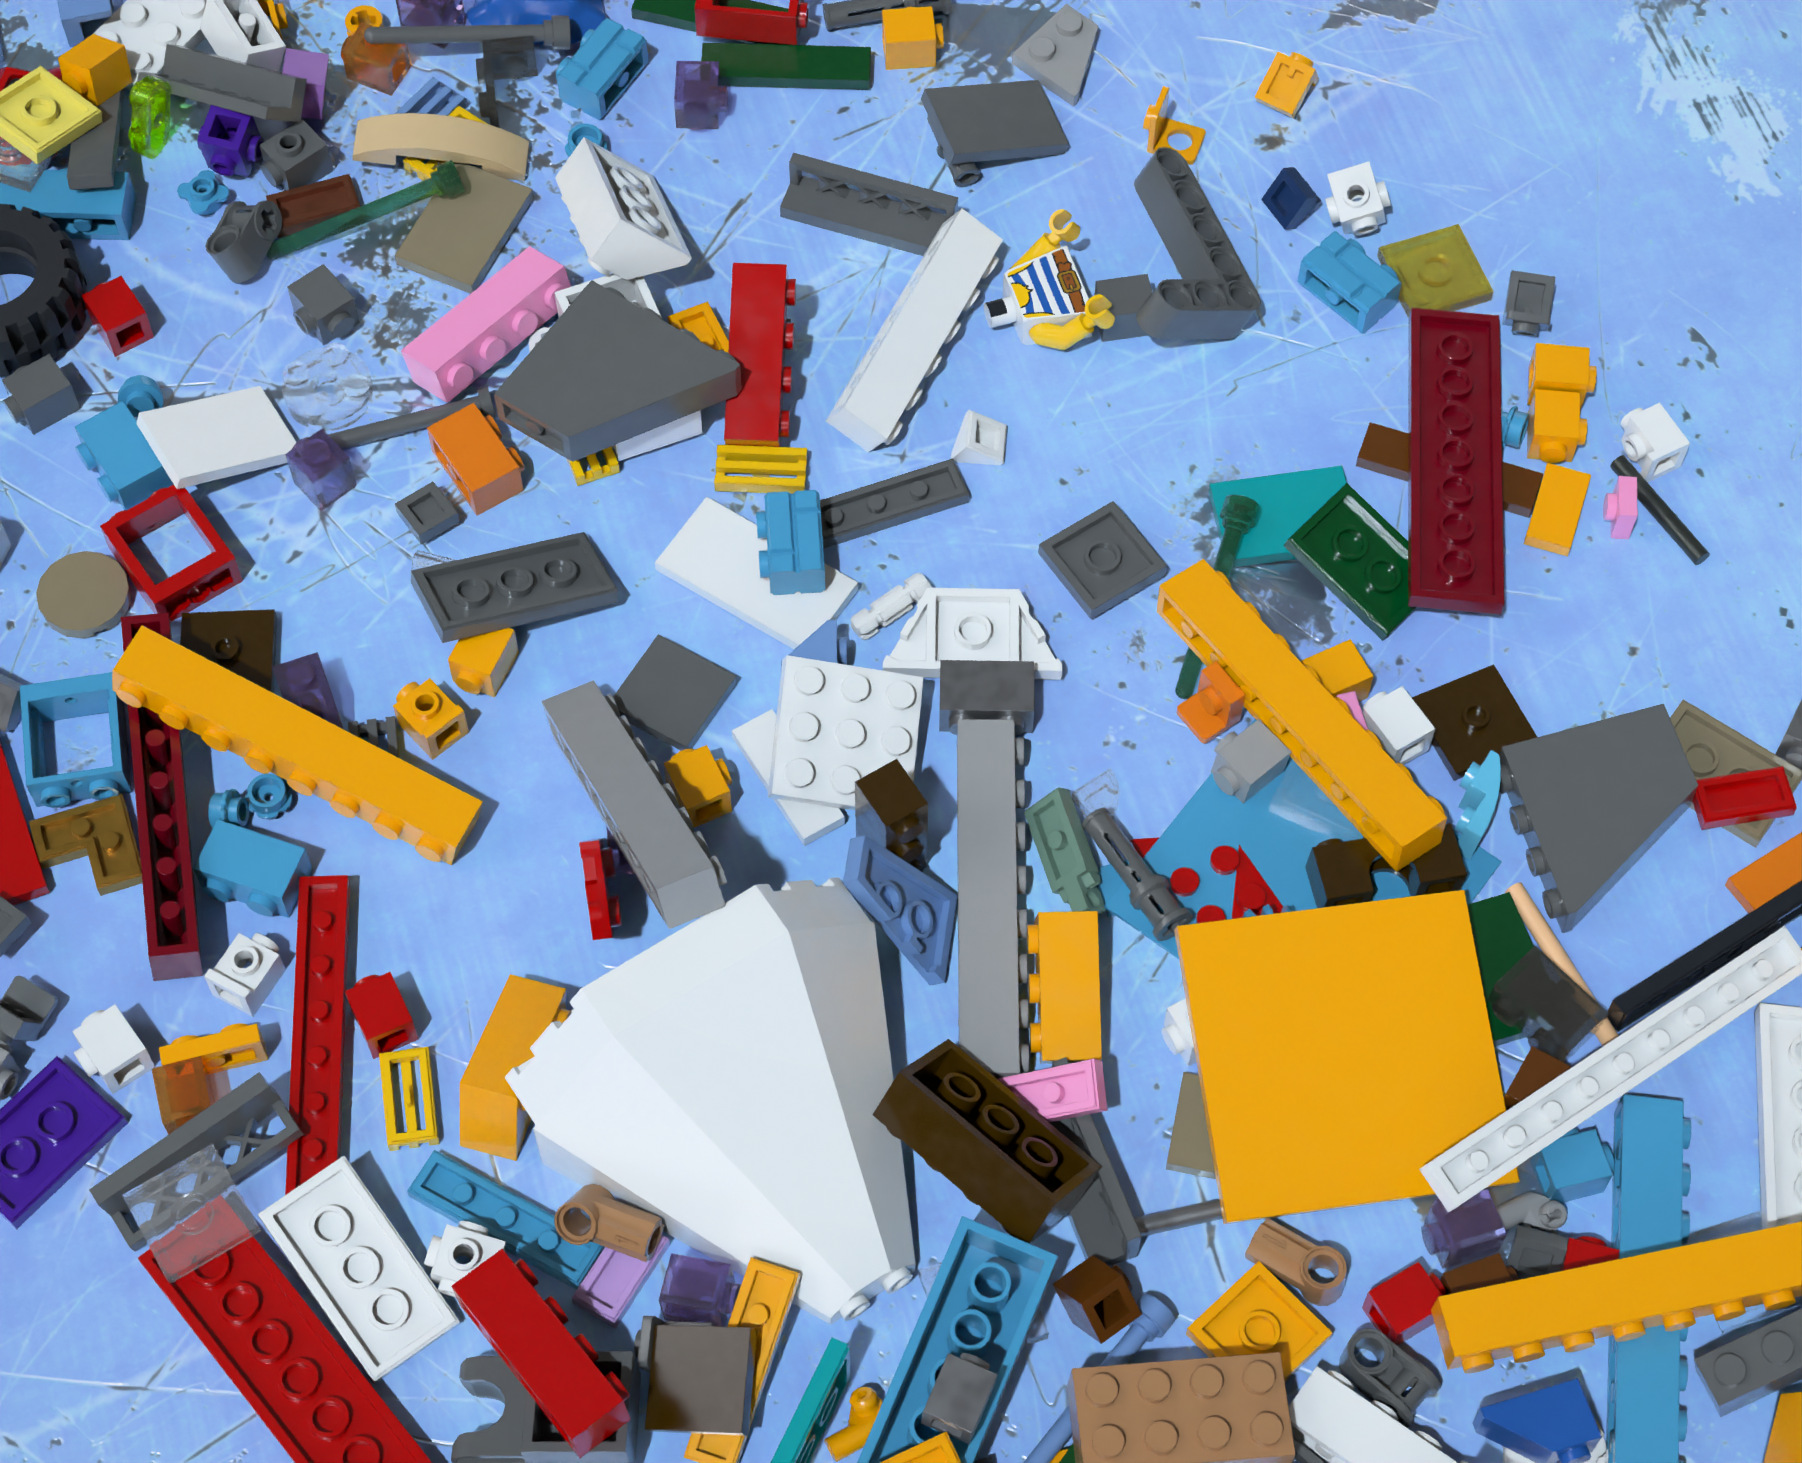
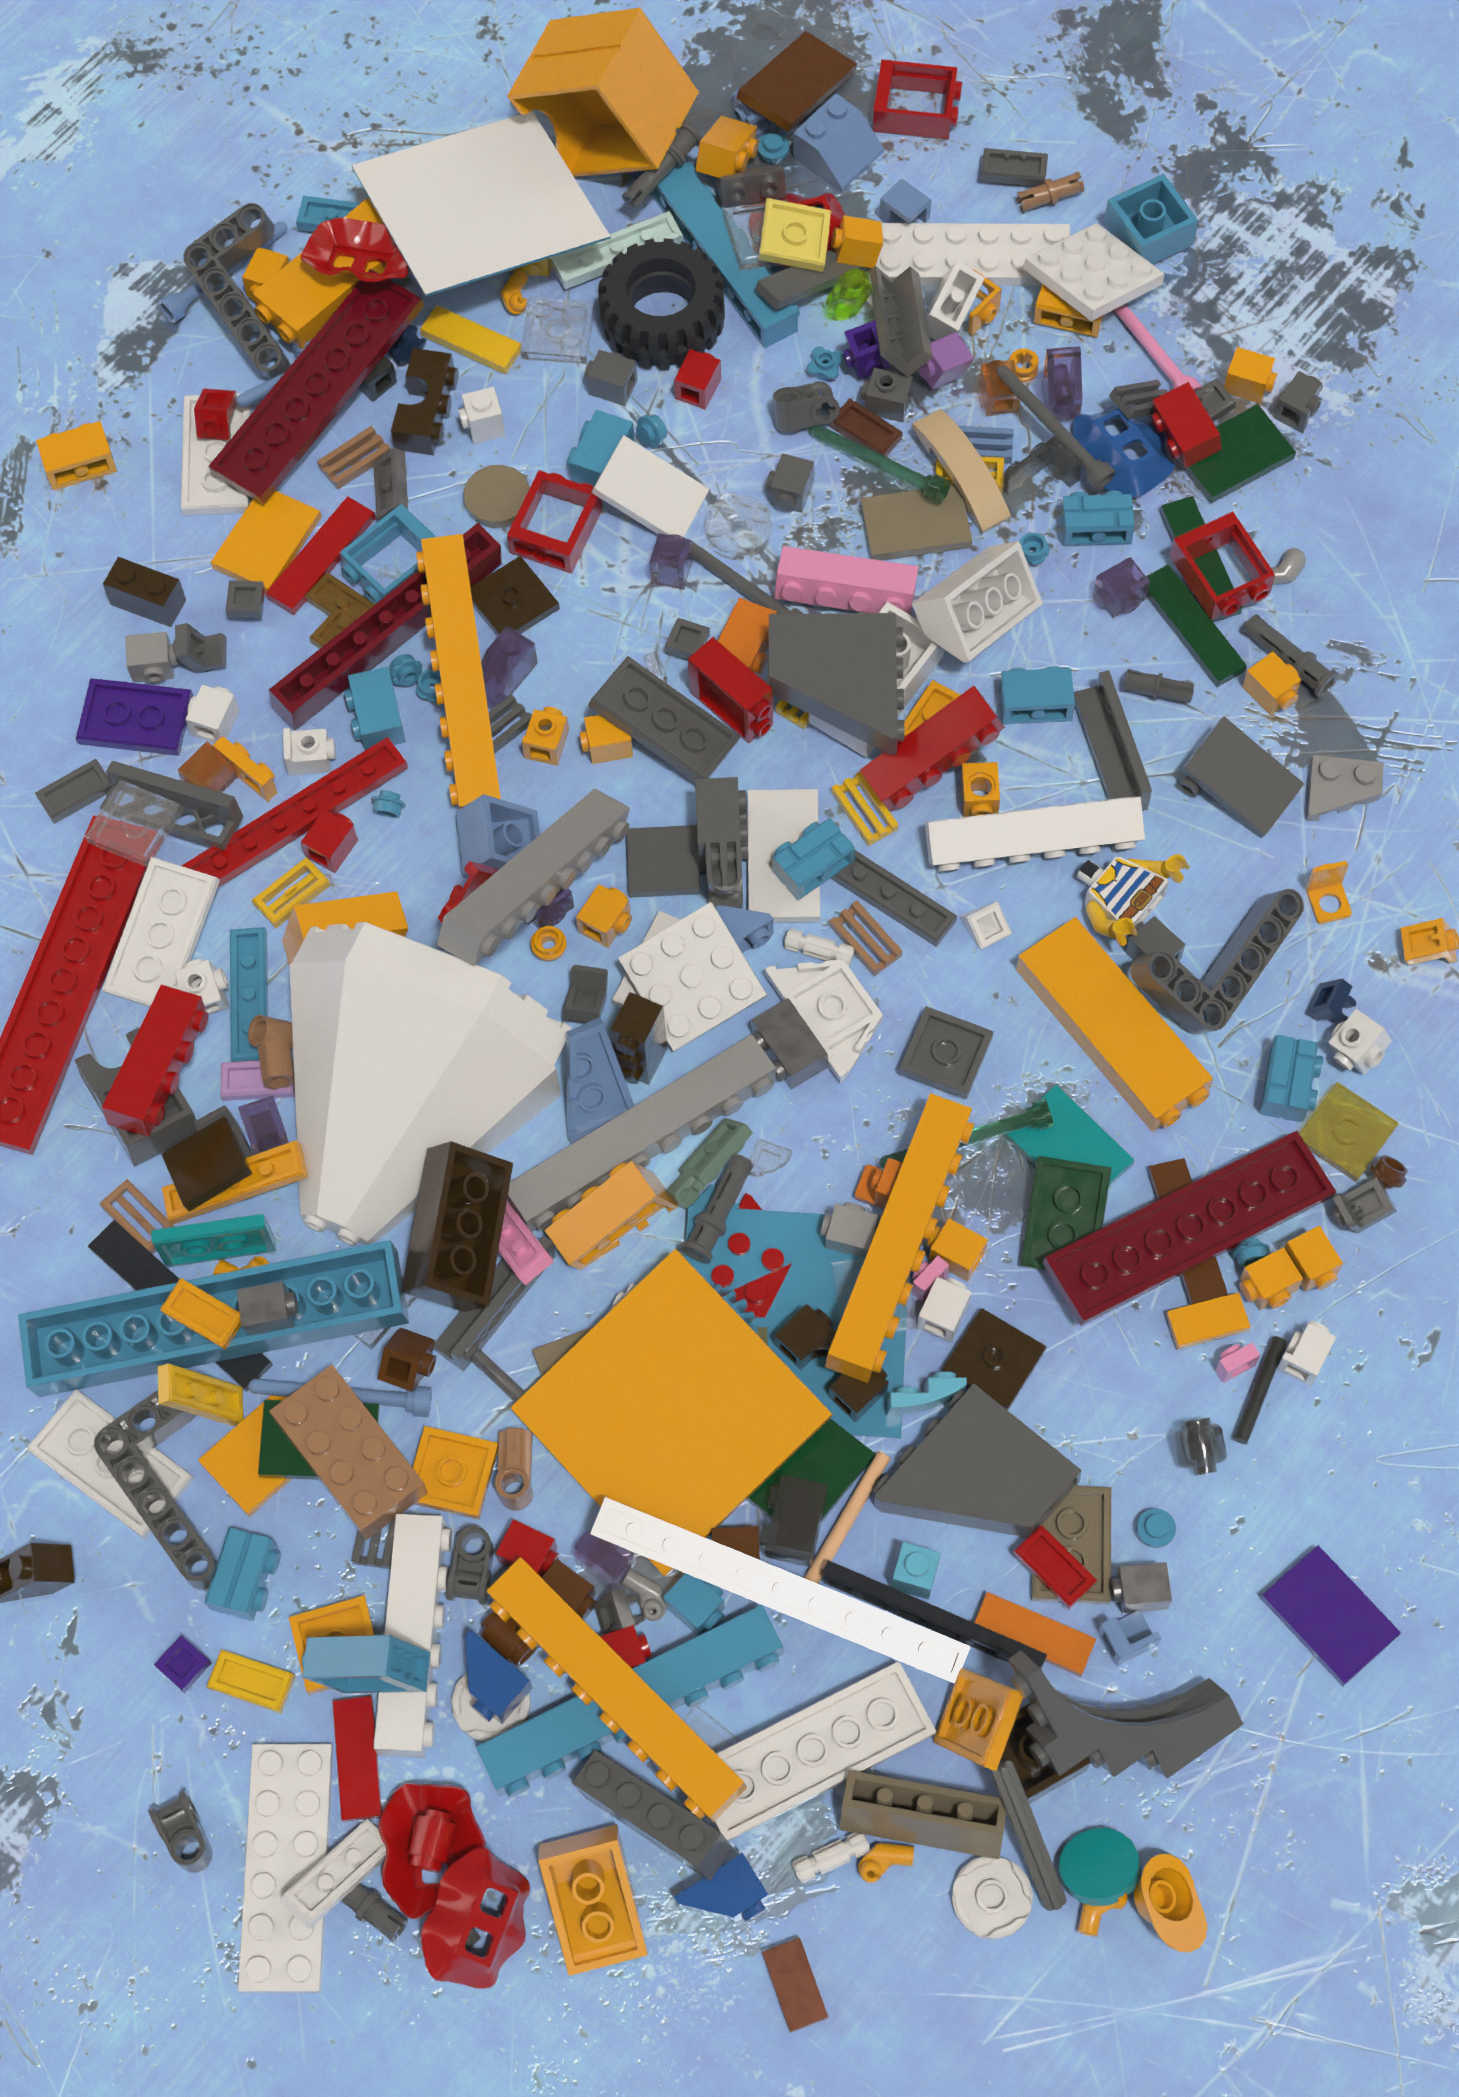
camera: 60 degrees right, 5 degrees up
(80, 1266) = (74, 791): none -> dark grey tile
(383, 927) = (388, 804): none -> dark azure plate
(521, 839) = (494, 831): none -> medium blue slope
(534, 499) = (731, 690): none -> red window
(709, 615) = (722, 838): none -> dark grey brick
(762, 232) = (1037, 695): none -> dark azure brick
(779, 858) = (586, 994): none -> dark grey bracket
(824, 336) = (980, 777): none -> light orange brick
(833, 132) = (1158, 686): none -> dark grey axle
(912, 550) = (848, 916): none -> medium nougat tile
(1182, 392) = (1114, 1025): none -> light orange brick
(1495, 1384) = (504, 1640): none -> reddish brown brick
(1505, 260) = (1389, 1171): none -> reddish brown plate
(1669, 927) = (916, 1570): none -> medium azure brick
(1691, 592) = (1200, 1445): none -> clear smoke head
(1751, 686) = (1156, 1528): none -> dark azure plate

